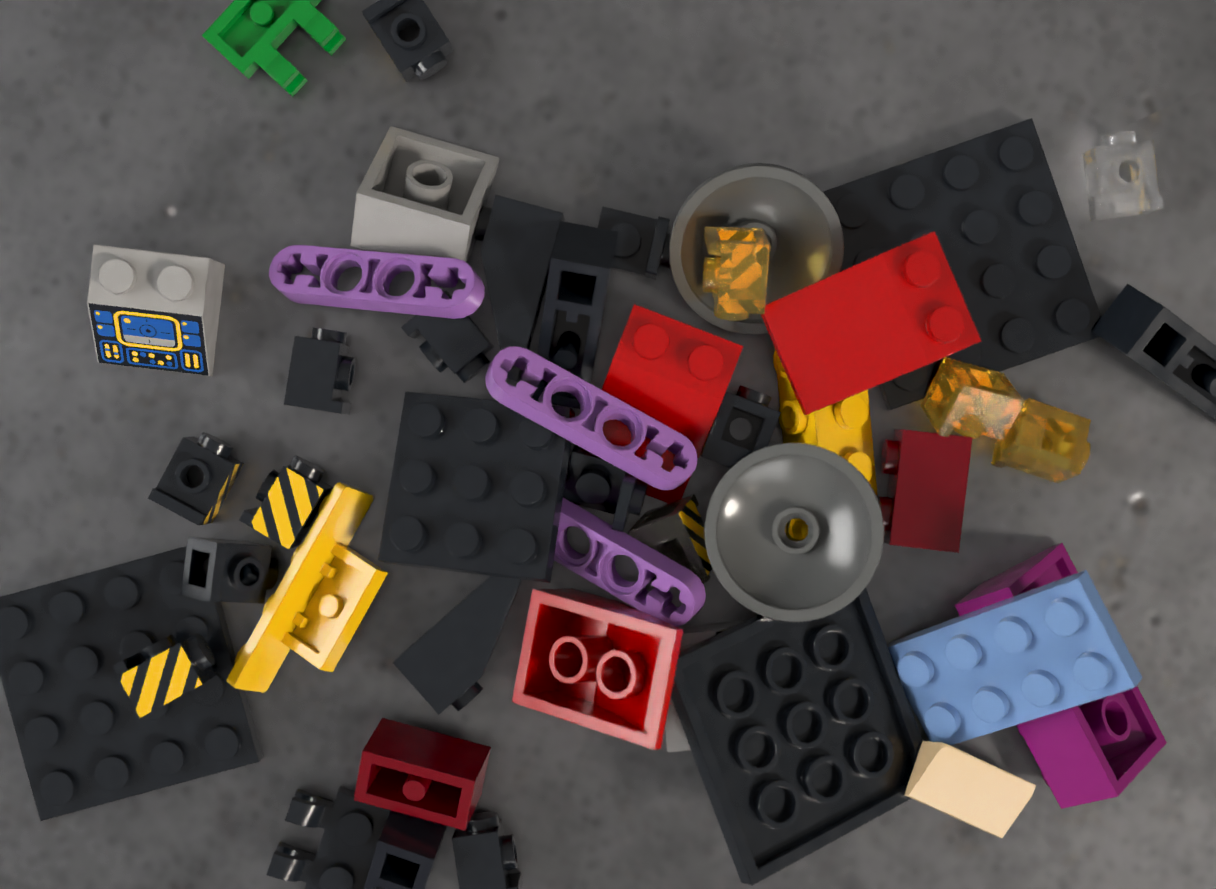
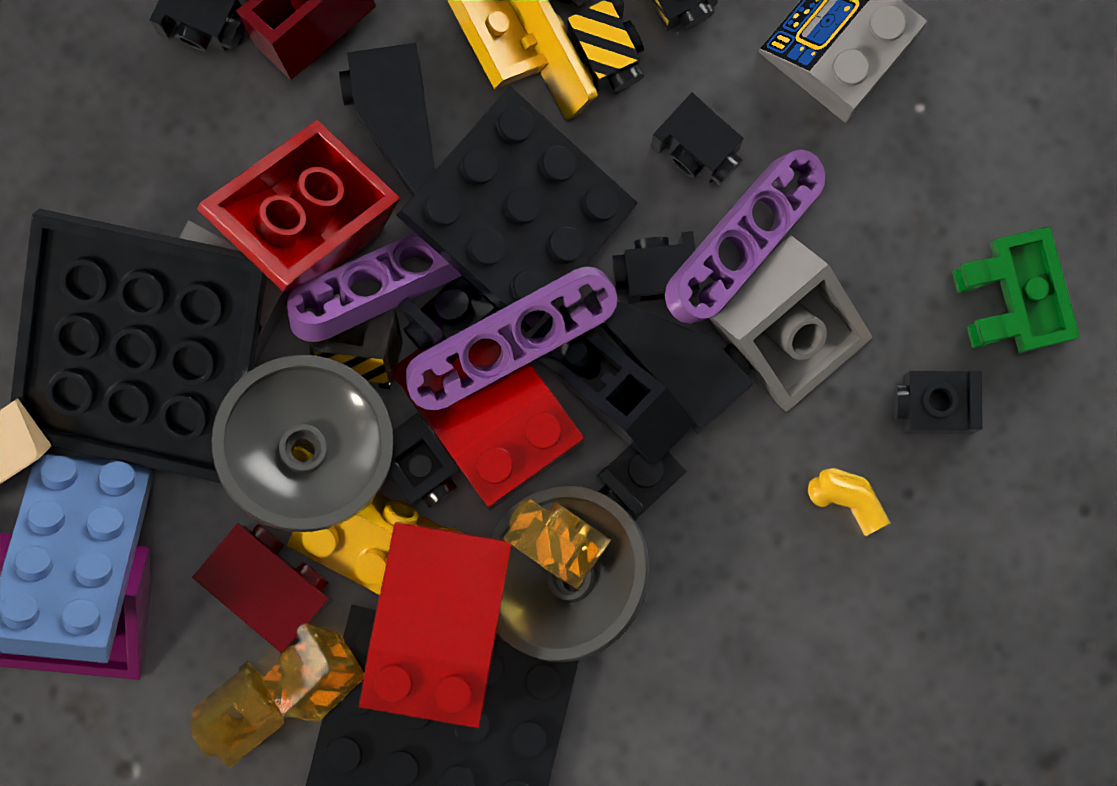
camera: 120 degrees right, 5 degrees down
(531, 59) = (852, 492): none -> yellow arm

